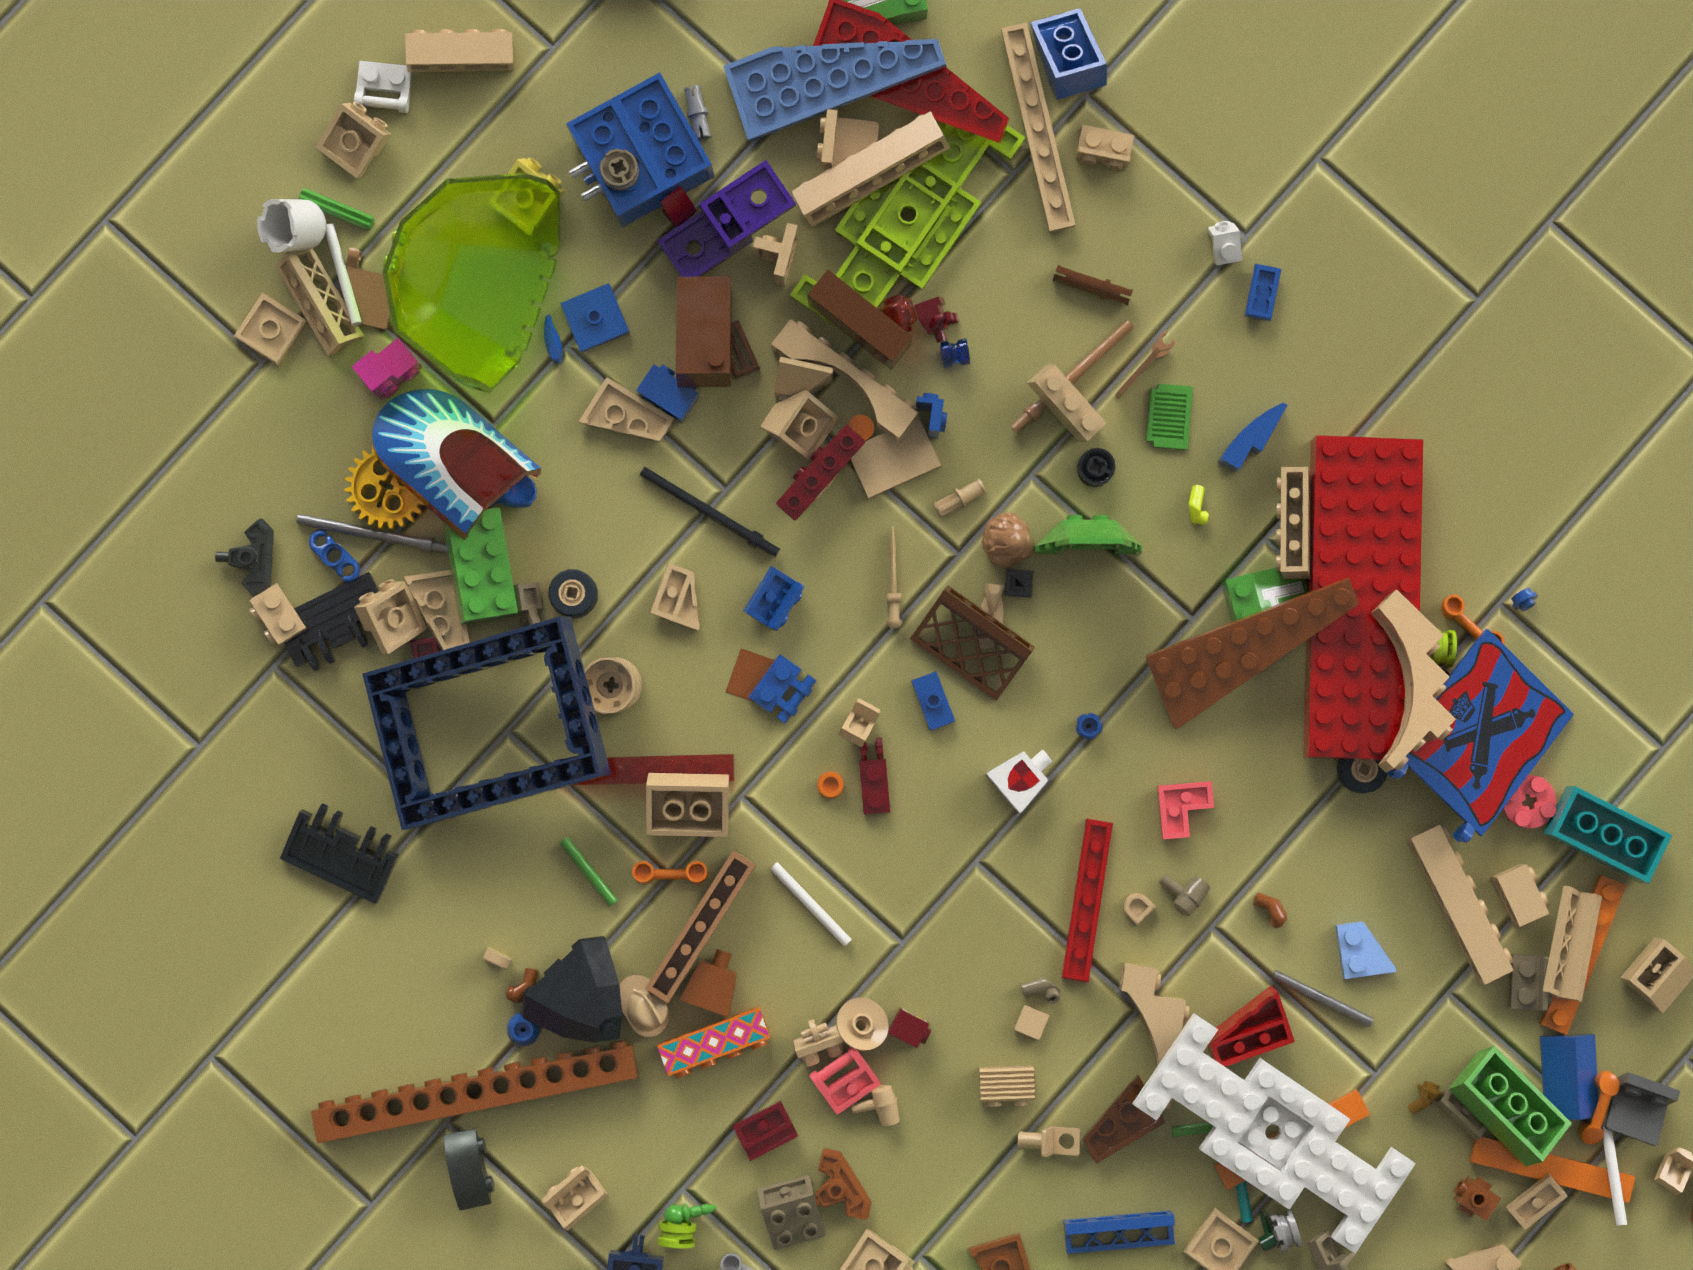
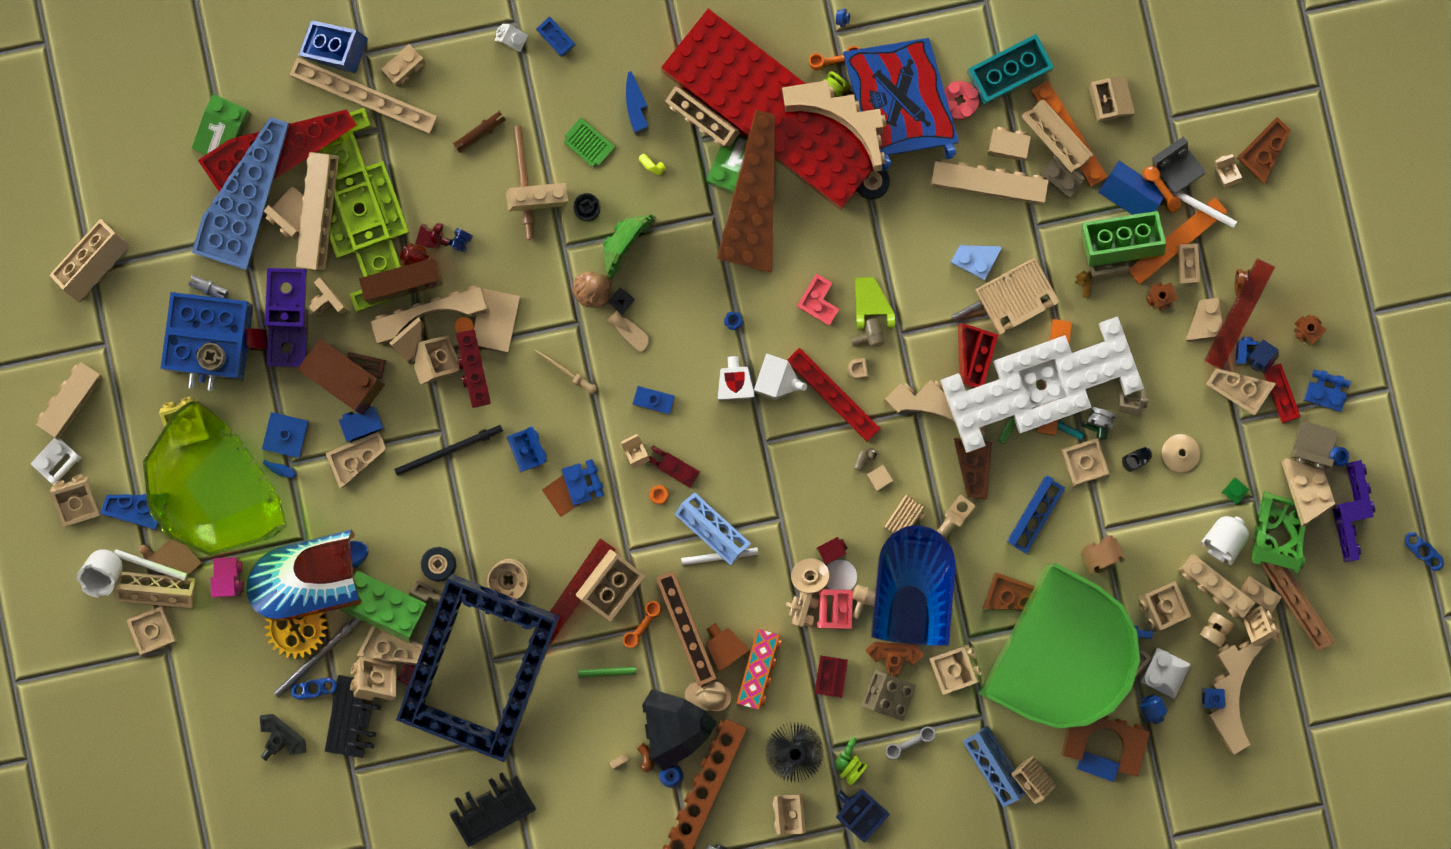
camera: 55 degrees left, 0 degrees up
(277, 614) = (324, 746): tan bracket -> none
(338, 209) = (110, 539): bright green axle -> none
(386, 204) = (129, 509): none -> blue wing
(640, 1160) = (787, 761): none -> black piece
(677, 597) = (485, 505): tan wing -> none
(830, 872) = (709, 530): none -> light blue fence
(889, 1059) = (842, 575): none -> white sticker
(934, 1155) = (914, 588): none -> clear blue windscreen
(938, 419) = (491, 277): blue bracket -> none
(960, 497) = (547, 298): tan axle -> none
(980, 621) = (630, 337): reddish brown fence -> none
(1059, 824) = (777, 379): none -> white piece
(1157, 352) = (546, 121): medium nougat flag -> none
(1224, 866) = (871, 301): none -> lime flag
(1274, 907) = (916, 290): dark orange arm -> none
(1354, 1029) = (1017, 295): none -> tan window

